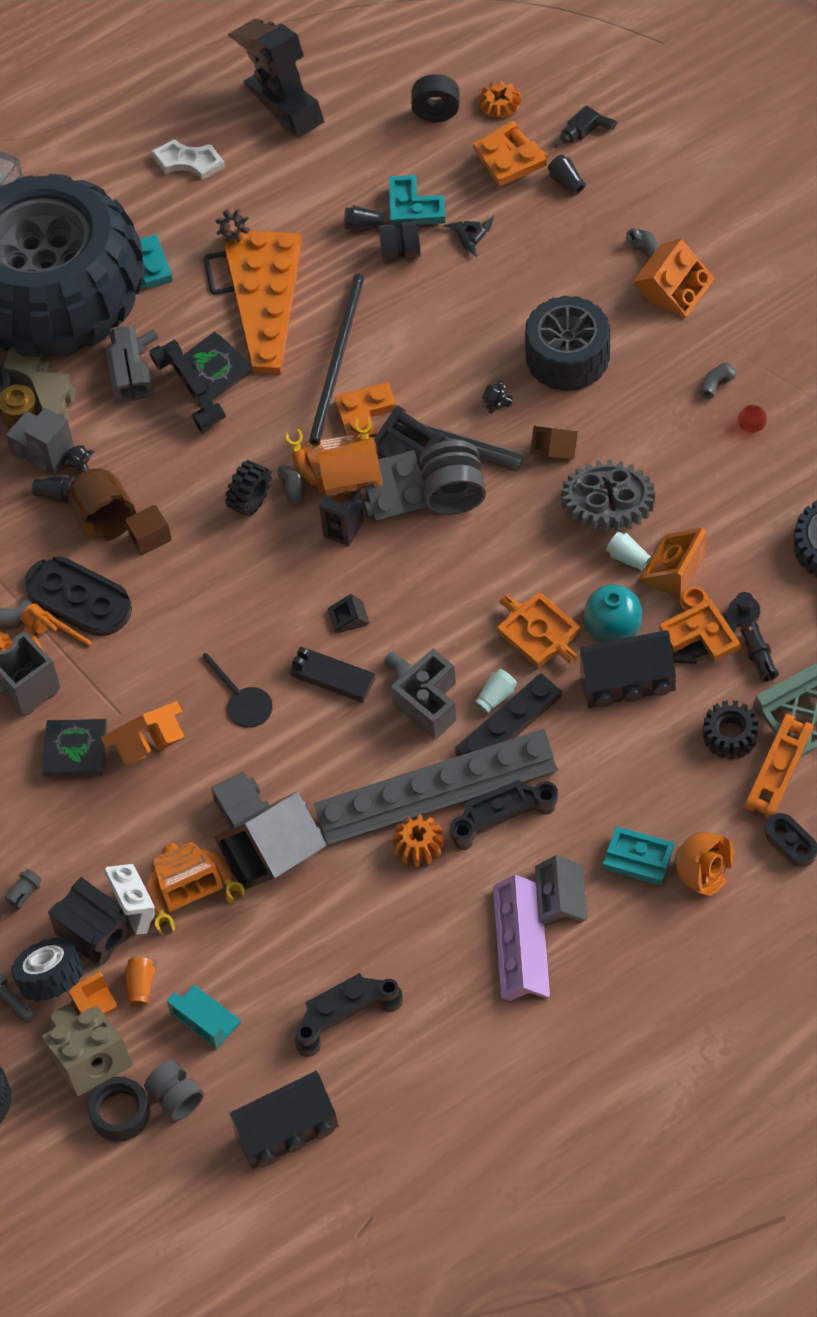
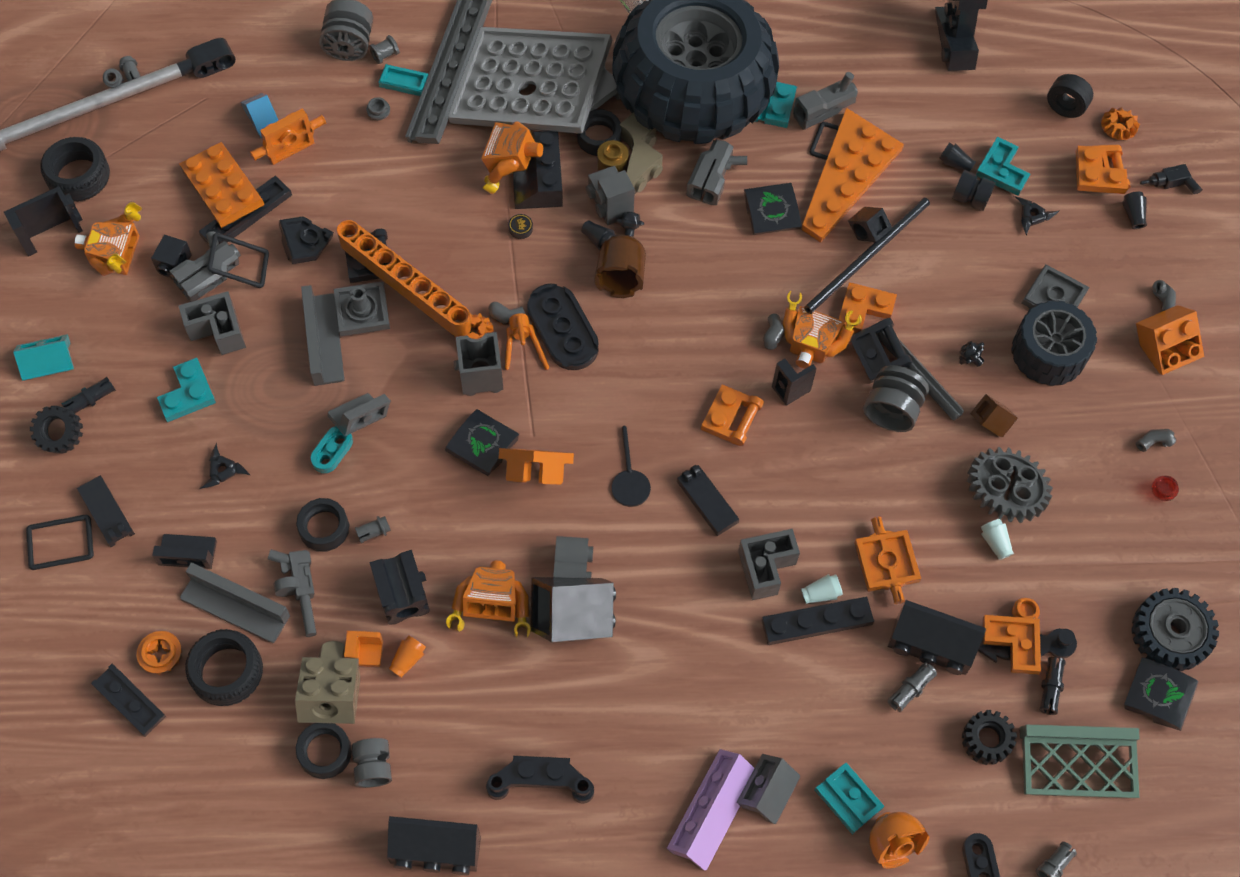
camera: 25 degrees right, 5 degrees up
(47, 969) = (344, 606): black wheel -> none
(131, 896) = (440, 586): white bracket -> none
(148, 529) = (644, 306): reddish brown panel -> none
(196, 235) = (825, 102): none -> dark grey piece
(197, 386) = (746, 182): black plate -> none
(198, 160) = (863, 48): white tile -> none
(203, 1016) = (436, 714): teal panel -> none
(239, 223) = (848, 109): black gear -> none
(248, 488) = (737, 317): black tyre -> none
(293, 584) = (724, 412): none -> orange plate
(319, 328) = (870, 224): none -> black brick
(348, 614) = (750, 459): black slope -> none
(350, 467) = (820, 346): orange slope -> none
(398, 664) = (762, 523): dark grey arm -> none
(401, 488) = (846, 378): dark grey plate -> none
(406, 840) = (674, 675): orange gear -> none
(434, 786) = (727, 640): dark grey plate -> none
(499, 807) = (765, 687): black plate -> none
(533, 289) = (1055, 286): none -> dark grey tile
(612, 613) = (953, 583): teal cylinder -> none
(633, 727) = (912, 687): none -> dark grey pin
(675, 561) = (1030, 569): orange slope -> none
(779, 766) = (1009, 794): orange plate -> none

